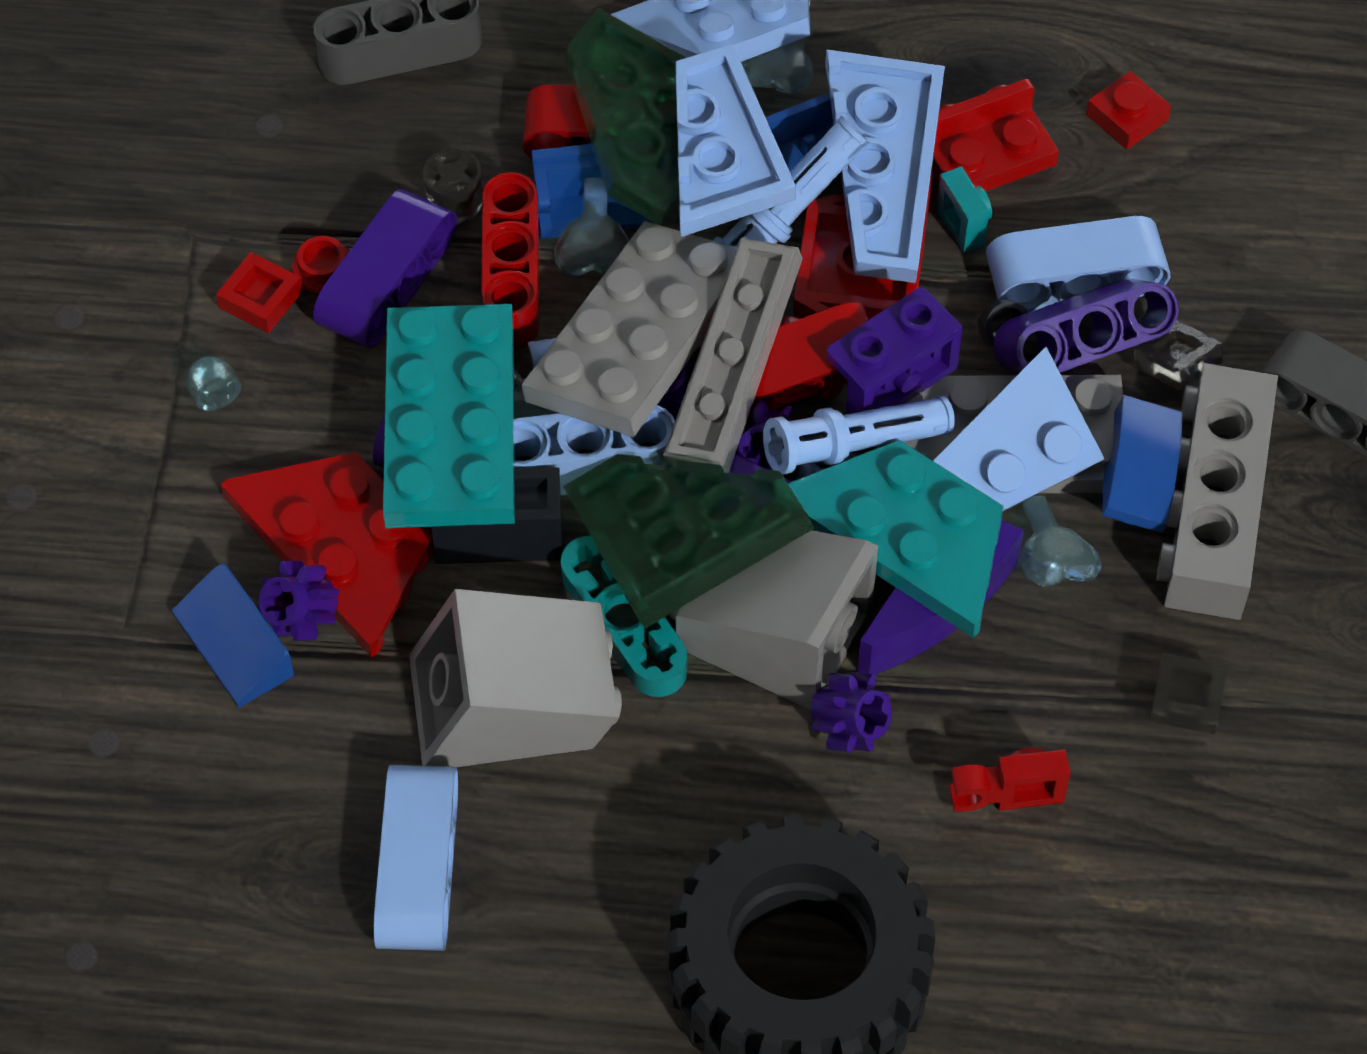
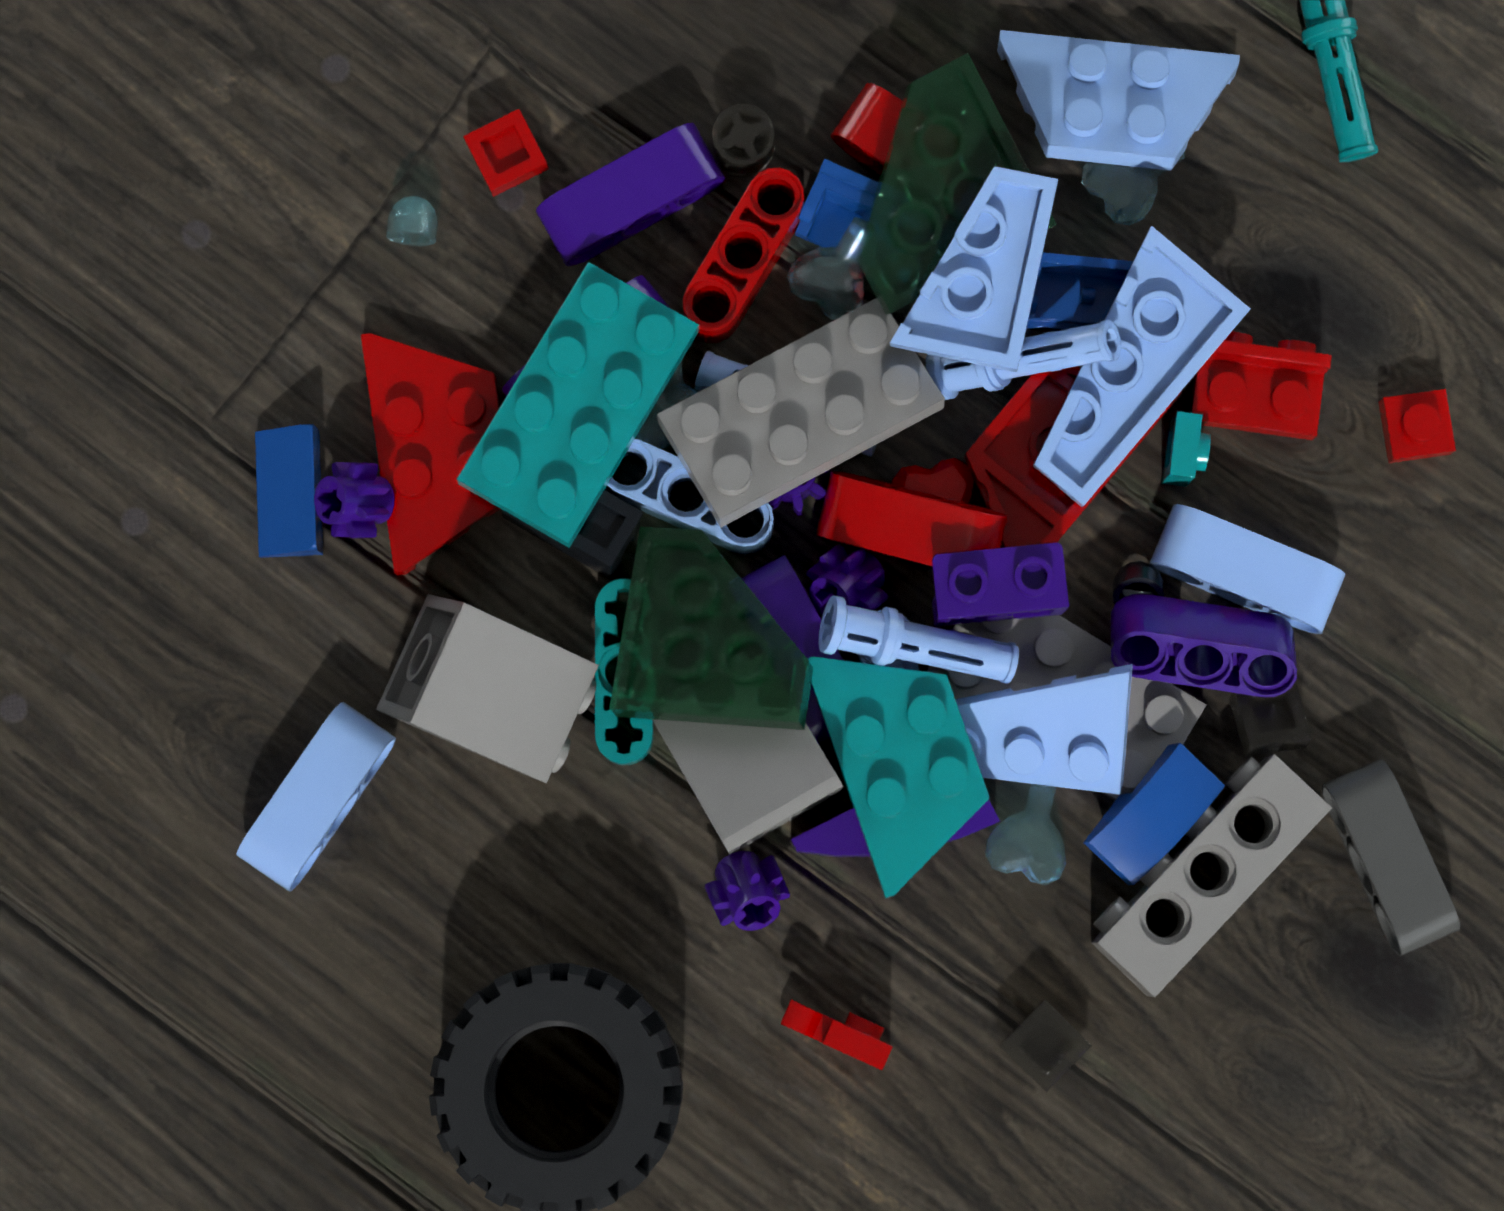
camera: 35 degrees right, 25 degrees up
(317, 261) = (578, 152): red plate -> none
(734, 354) = (858, 500): light grey tile -> none

